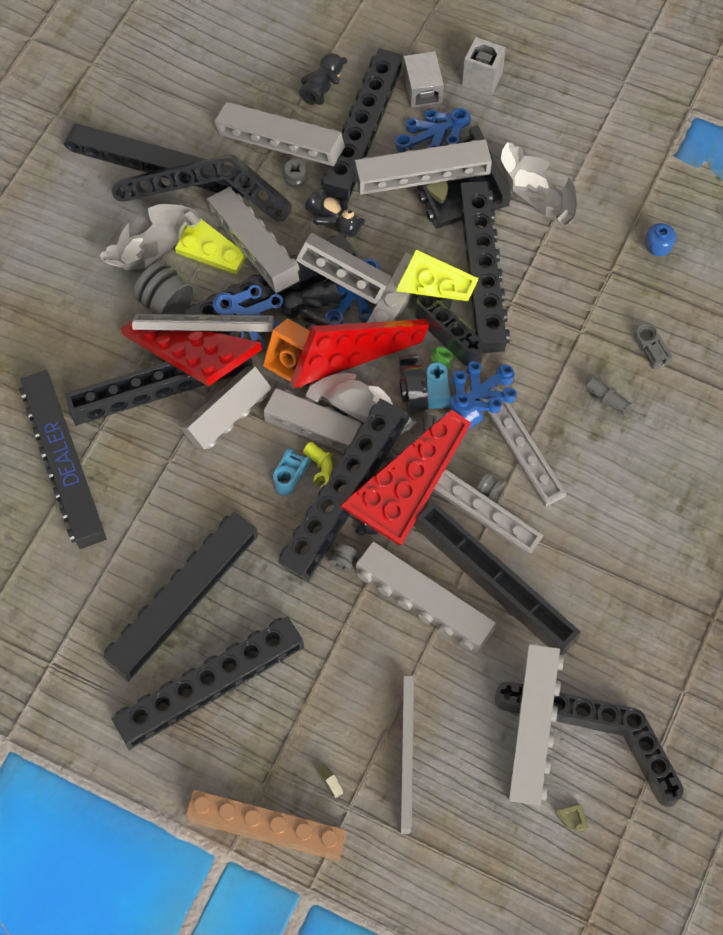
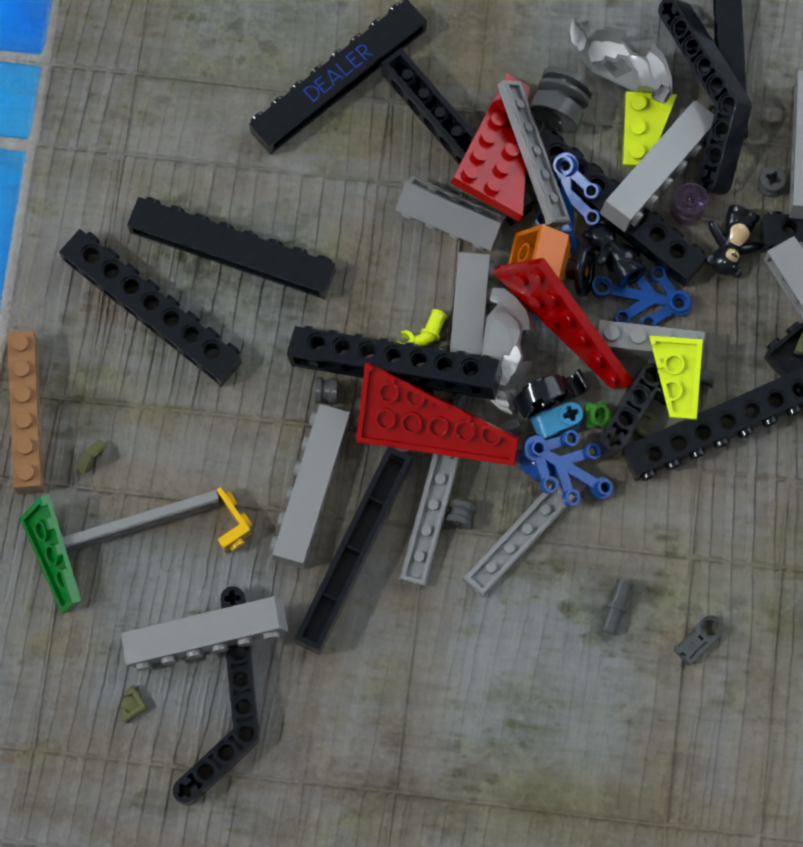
camera: 70 degrees right, 10 degrees up
(291, 231) = (689, 204): none -> clear purple wheel
(292, 468) = (406, 304): dark azure piece -> none
(343, 268) = (654, 272): light grey brick -> none
(404, 842) = (47, 542): none -> green wing
(437, 665) = (234, 538): none -> yellow bracket

